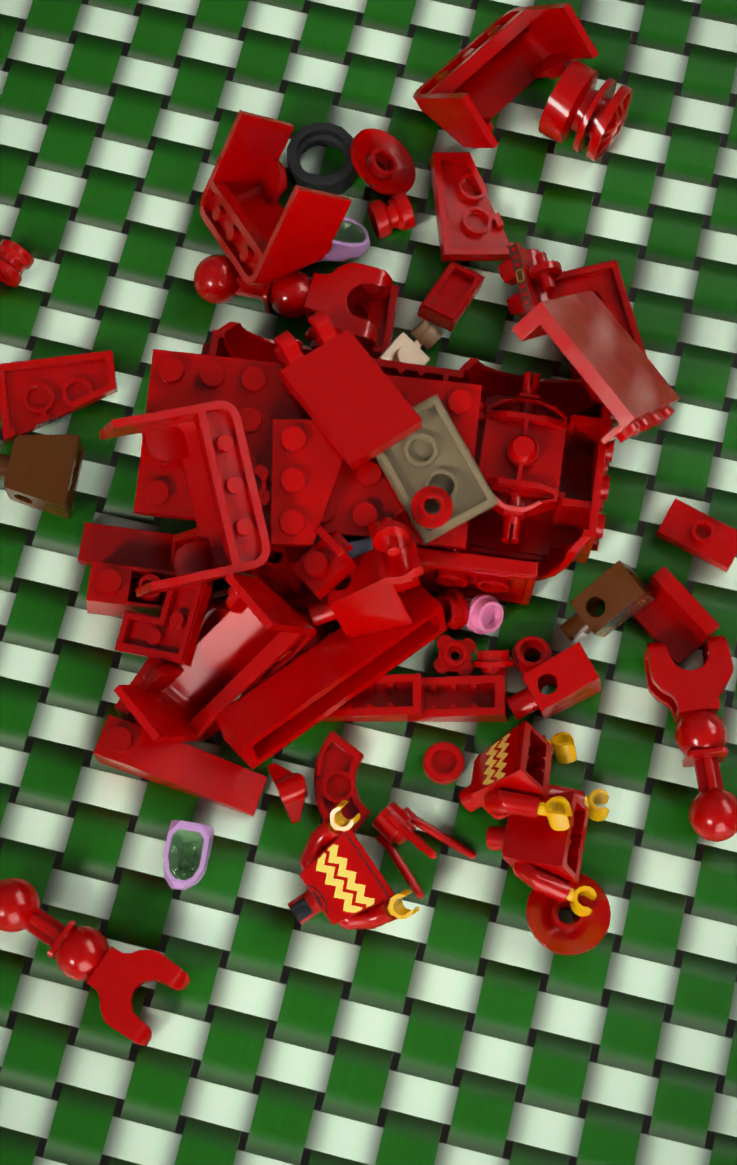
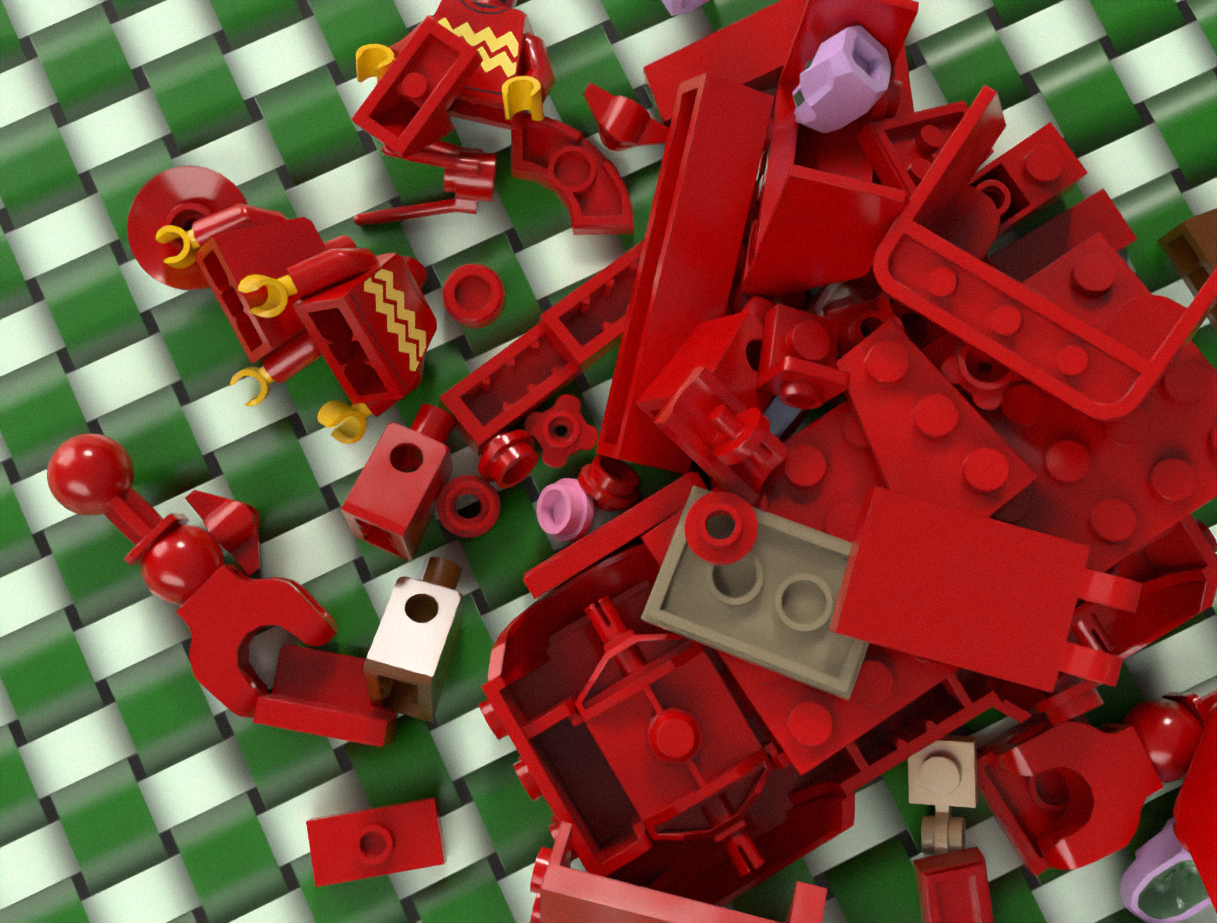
camera: 140 degrees right, 10 degrees up
(176, 693) = (842, 80): none -> lavender rock
(393, 868) = (413, 95): none -> red slope
(661, 740) = (232, 525): none -> red piece

